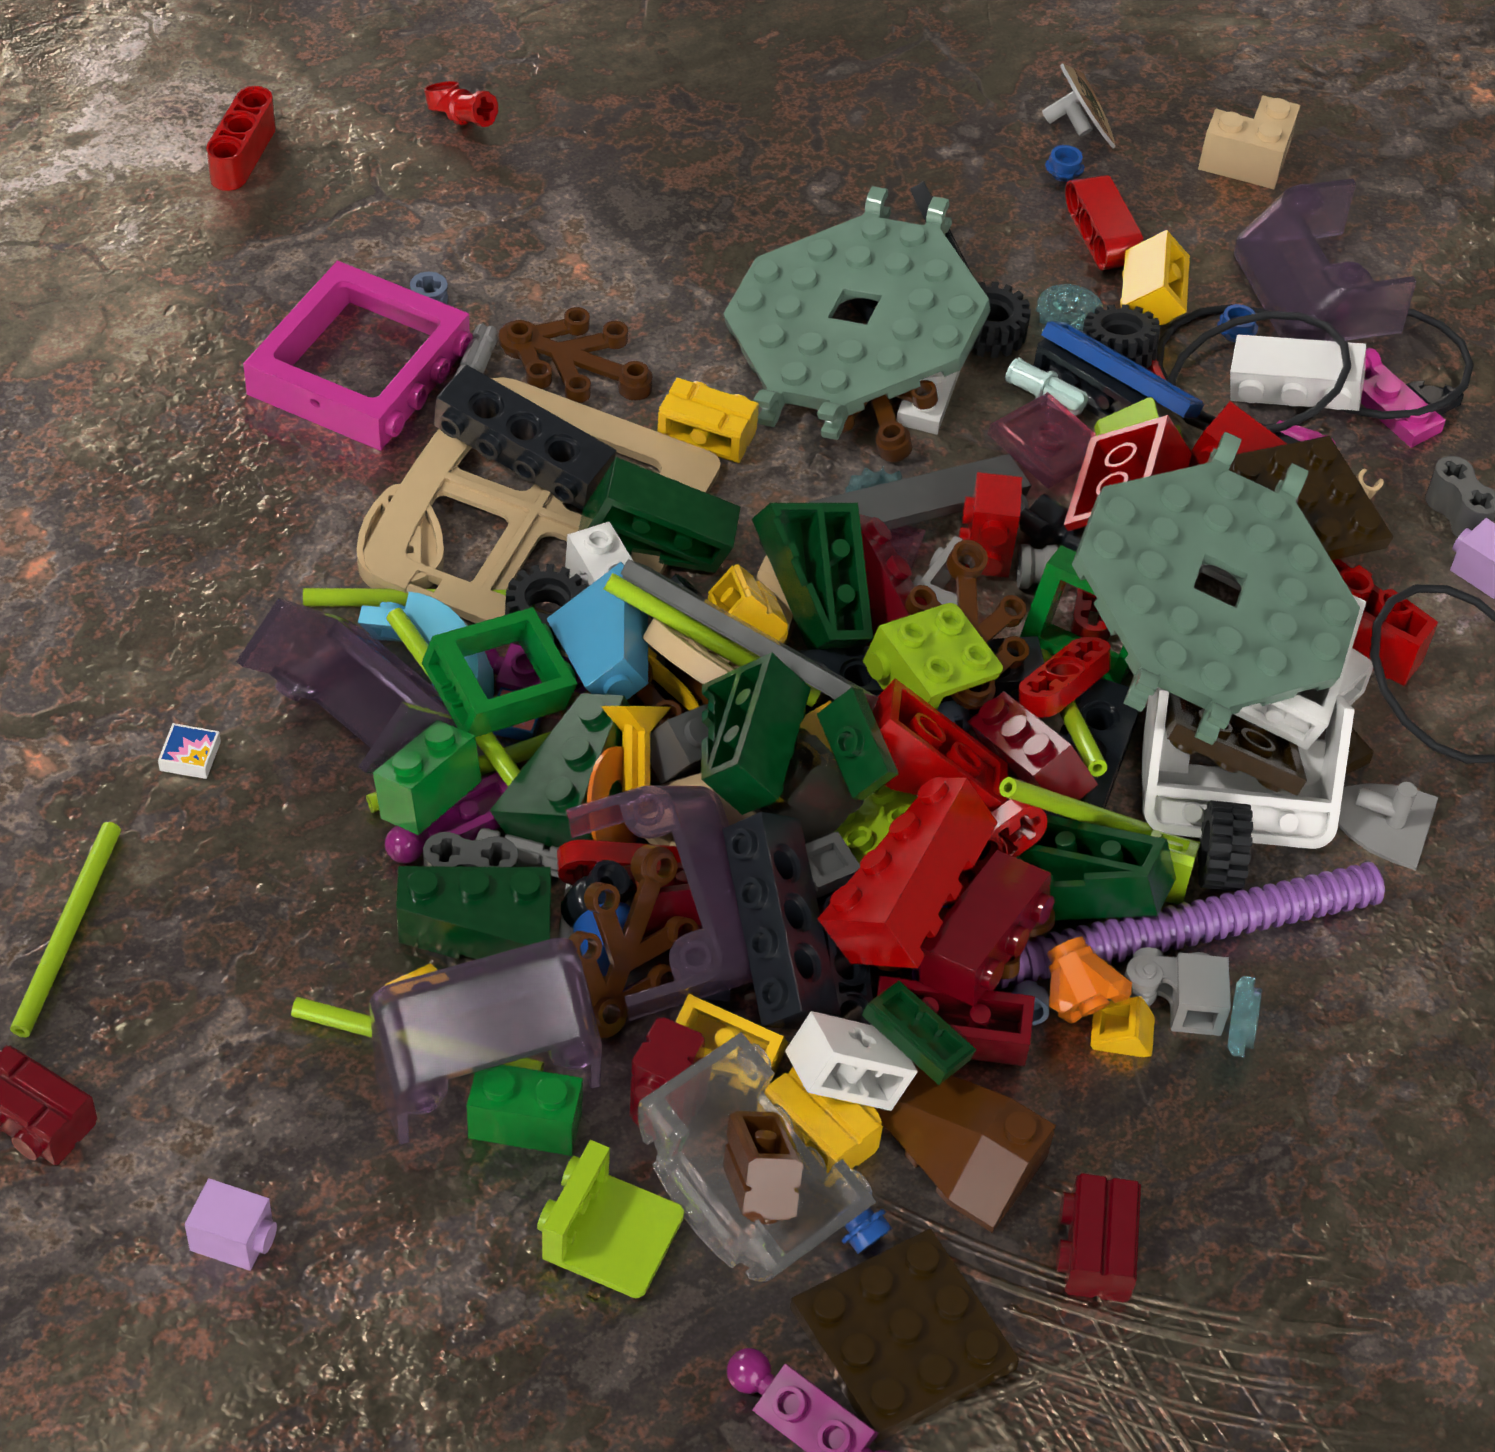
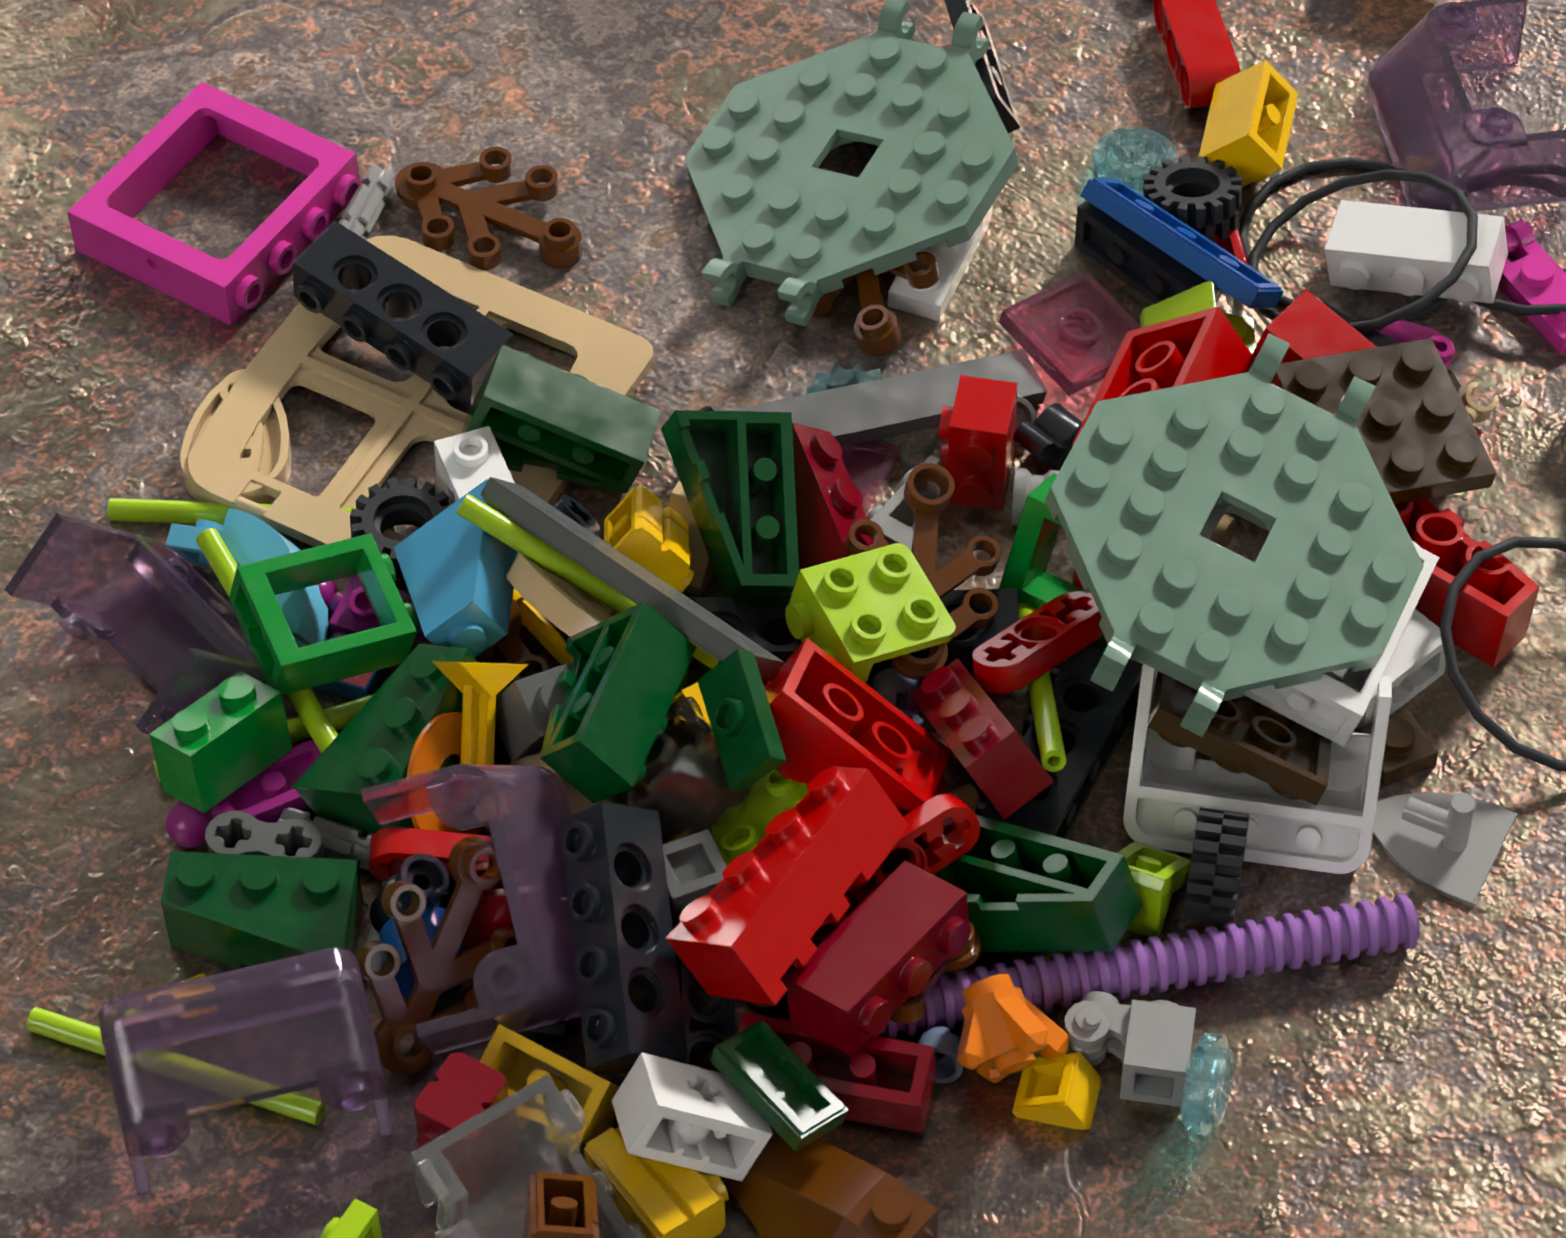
camera: 10 degrees right, 0 degrees up
(431, 282) = (315, 110): sand blue bush -> none
(525, 1108) = (290, 1156): green brick -> none
(709, 418) = (644, 295): yellow brick -> none
(1013, 324) = (1043, 192): black tyre -> none
(1040, 382) = (1079, 256): light aqua axle -> none
(1069, 807) = (1015, 811): lime piece -> none
(1235, 311) = (1359, 193): blue plate -> none

